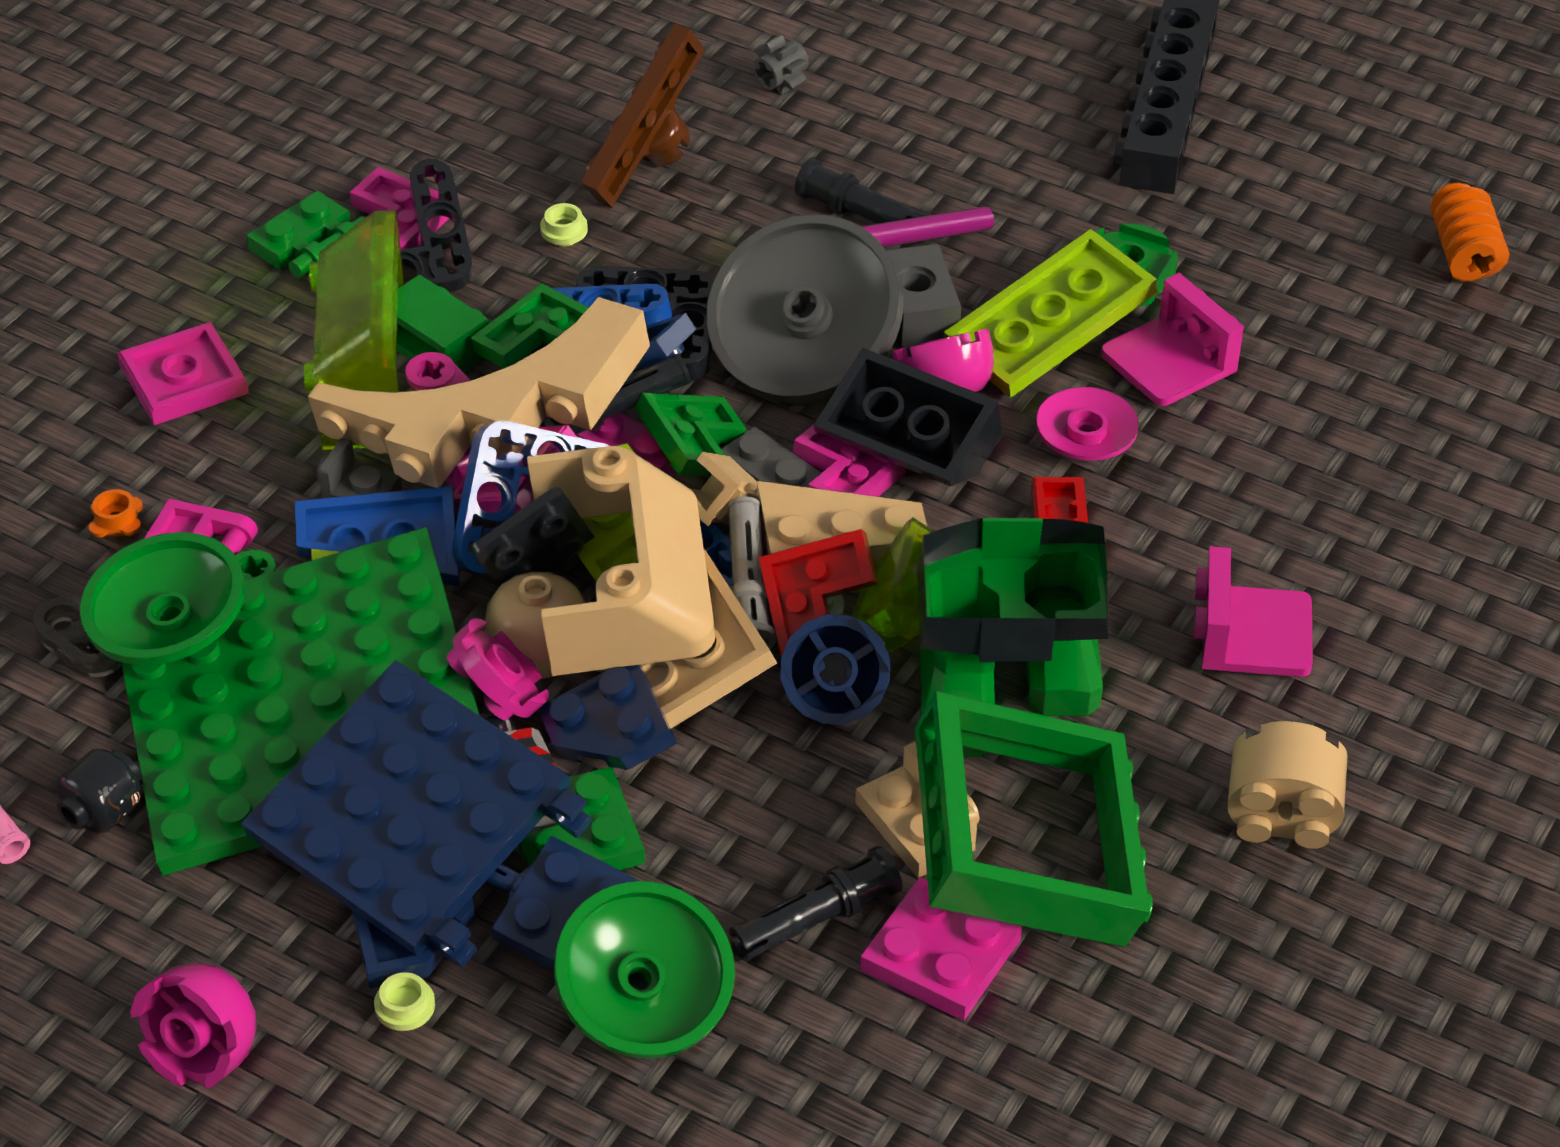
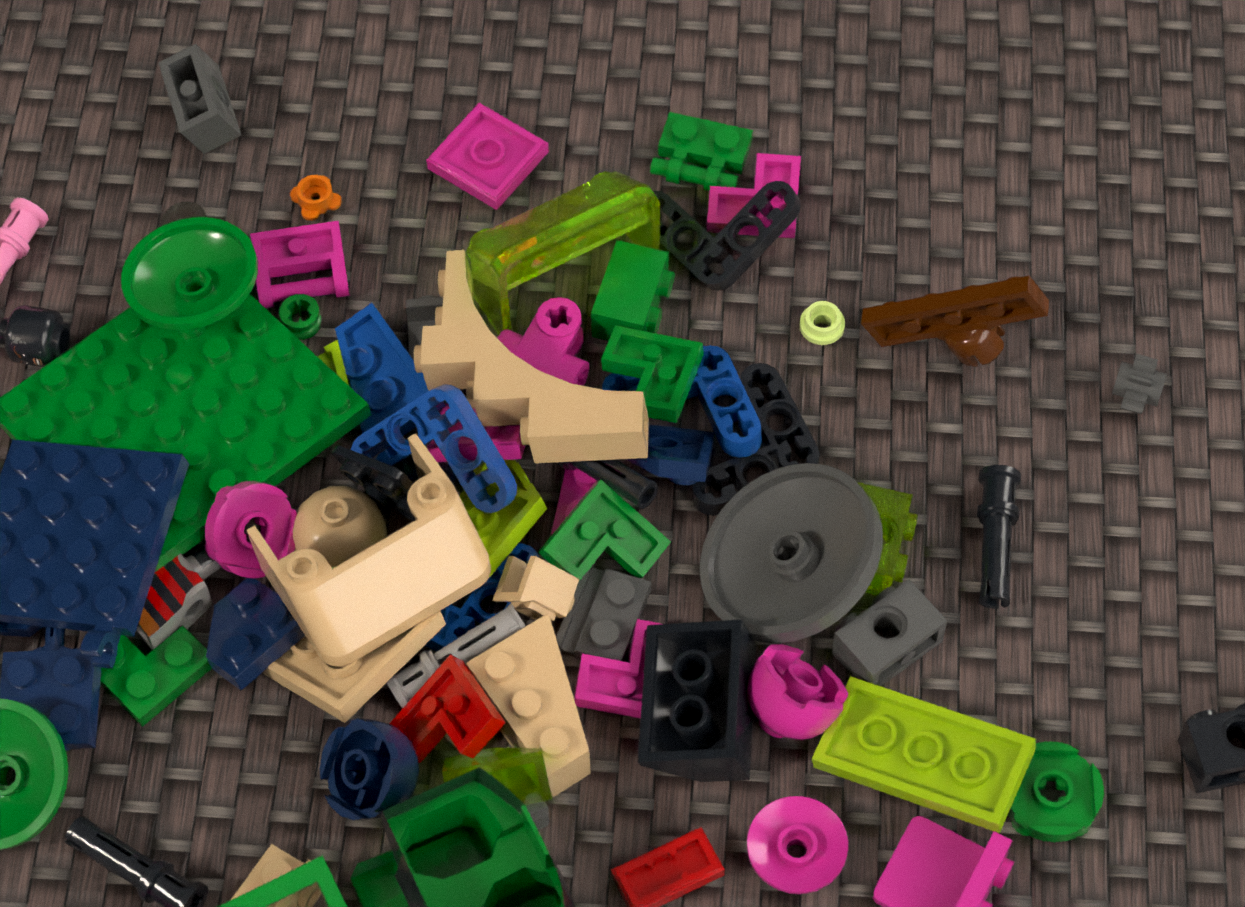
camera: 65 degrees right, 15 degrees up
(932, 226) = (972, 598): magenta piece -> none

